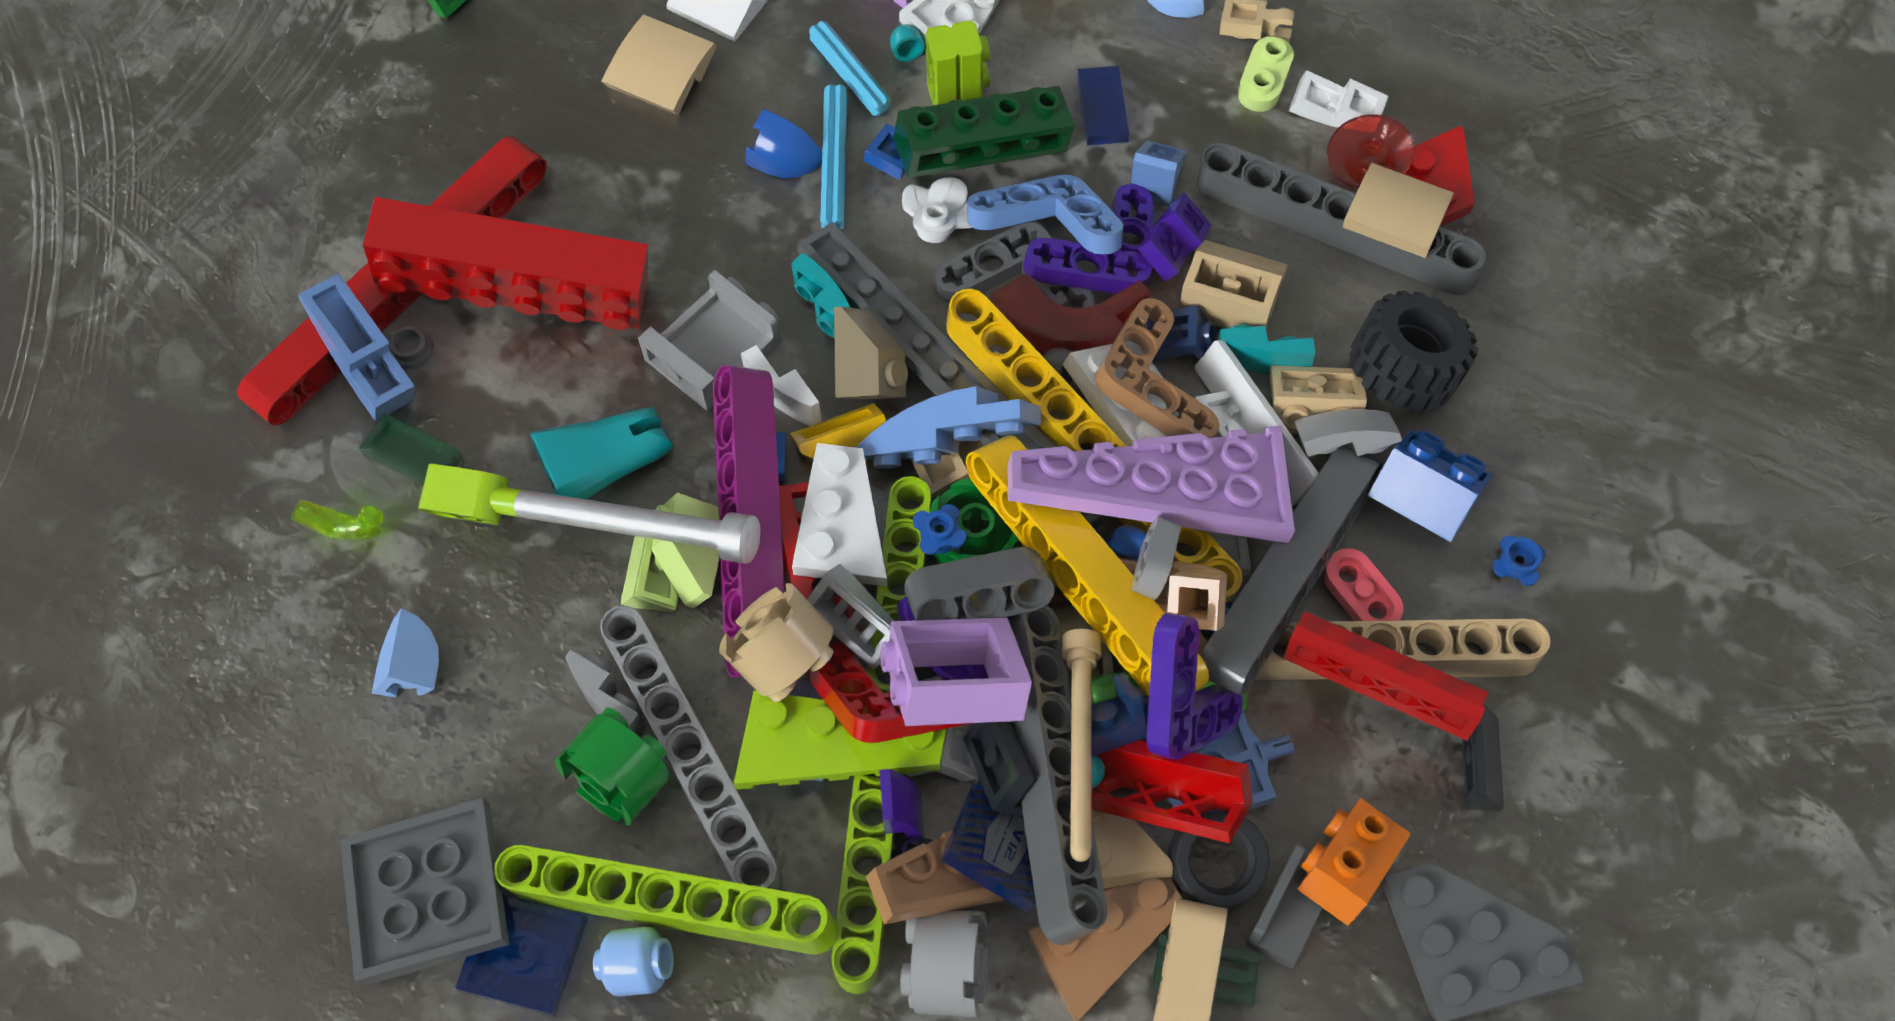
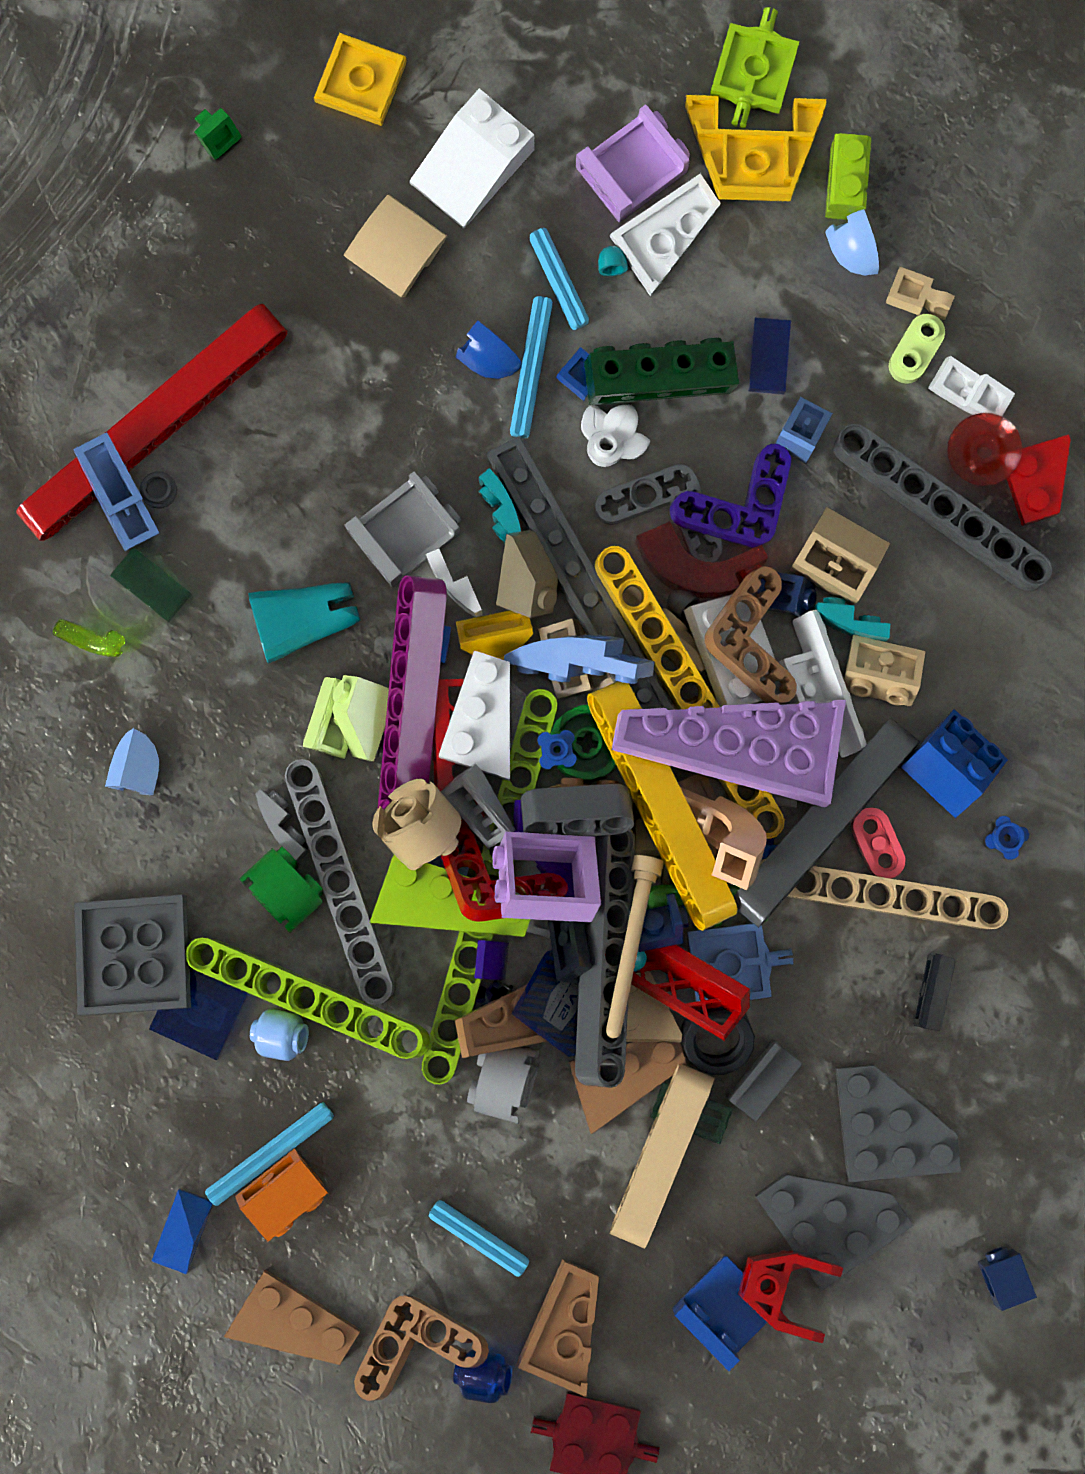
camera: 10 degrees right, 20 degrees up
(486, 496) = (206, 645): flat silver piece -> none
(506, 263) = (244, 443): red brick -> none
(956, 62) = (649, 306): lime brick -> none
(1056, 196) = (705, 450): medium blue beam -> none
(1126, 541) = (704, 785): blue arm -> none
(1155, 558) = (716, 814): light grey beam -> none
(1174, 236) = (802, 498): dark purple slope -> none
(1177, 715) = (708, 934): dark purple beam -> none
(1353, 860) = (815, 1057): orange brick -> none
(1366, 429) = (908, 711): light grey slope -> none
(1386, 676) = (874, 924): red fence -> none
(1398, 210) = (991, 516): tan slope -> none
(1413, 351) = (989, 634): black tyre -> none

